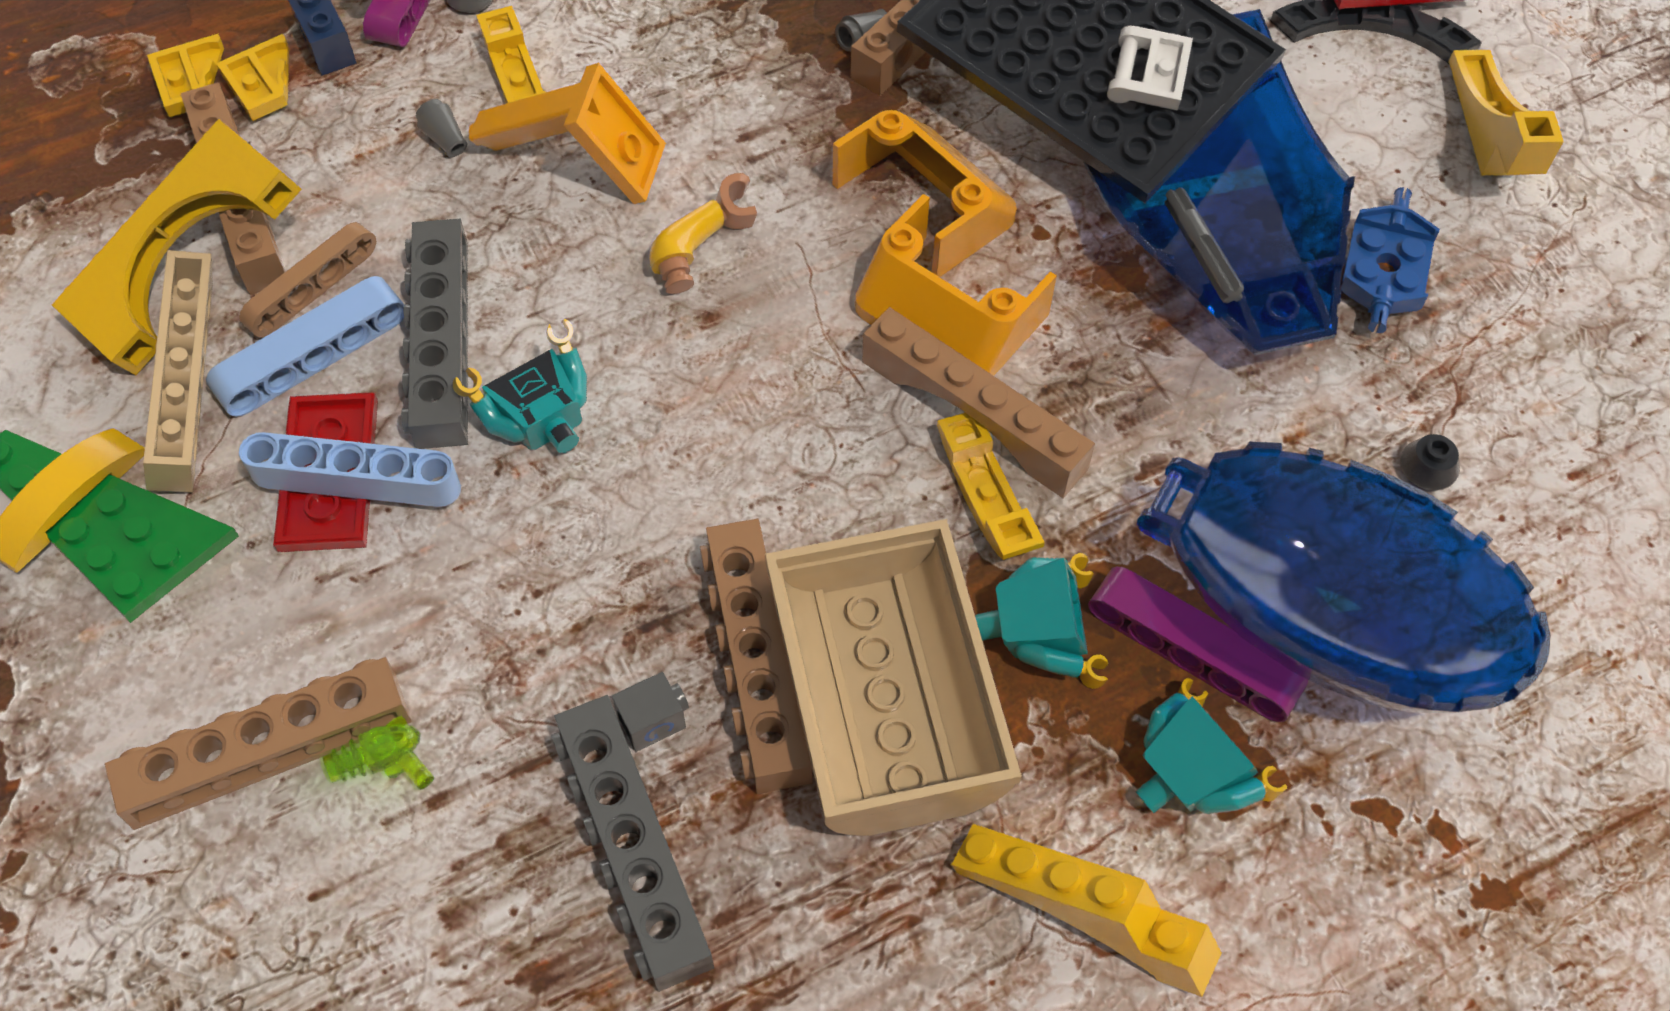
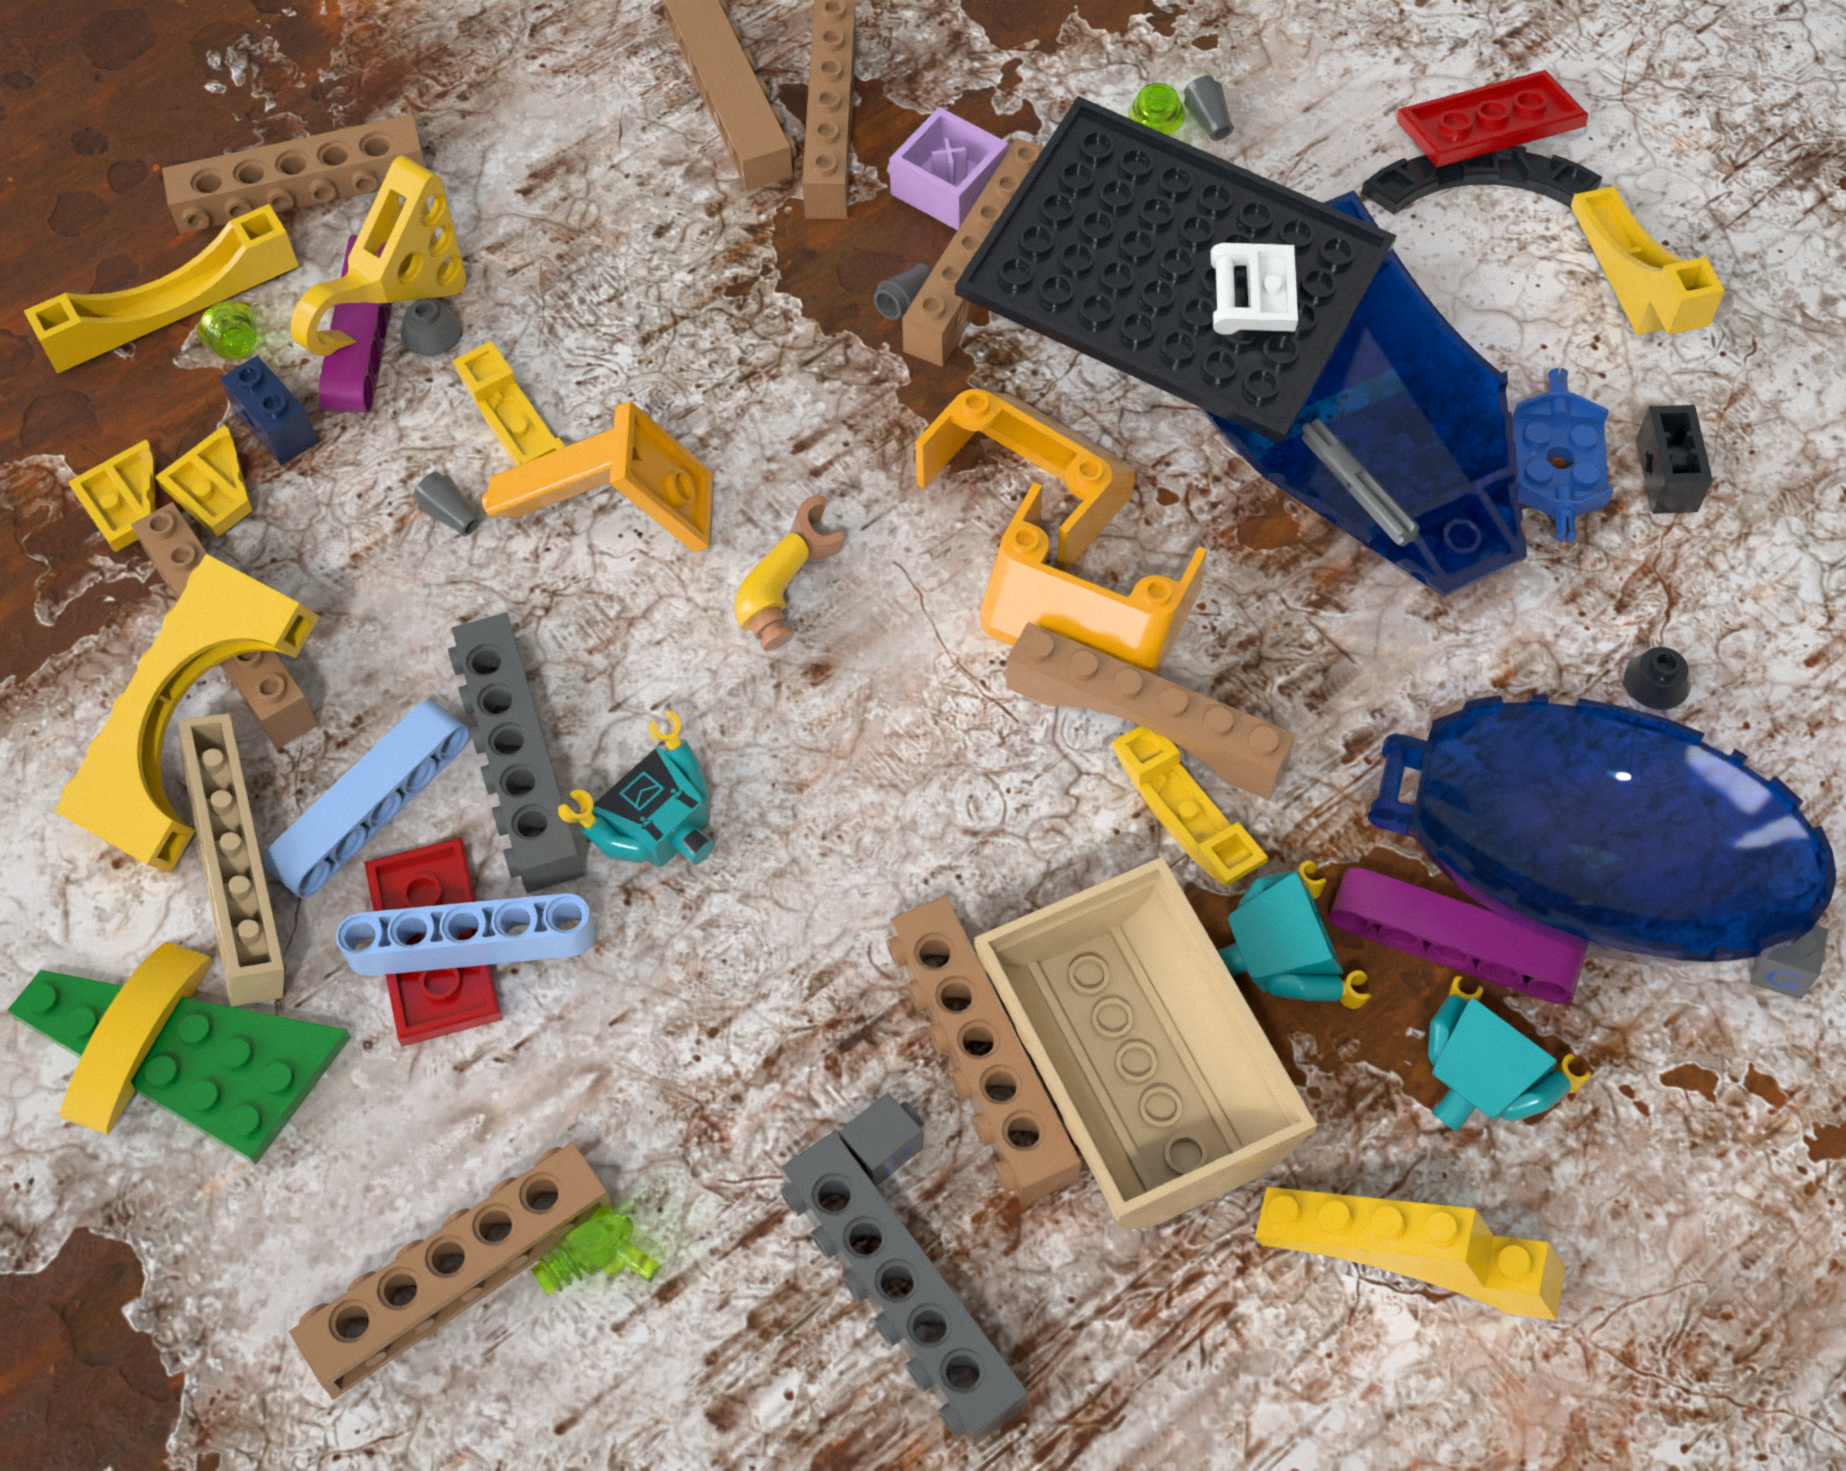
camera: 10 degrees left, 0 degrees up
(273, 307) = (344, 719): medium nougat beam -> none
(1488, 280) = (1673, 459): none -> black brick
(1492, 730) = (1793, 967): none -> dark grey brick

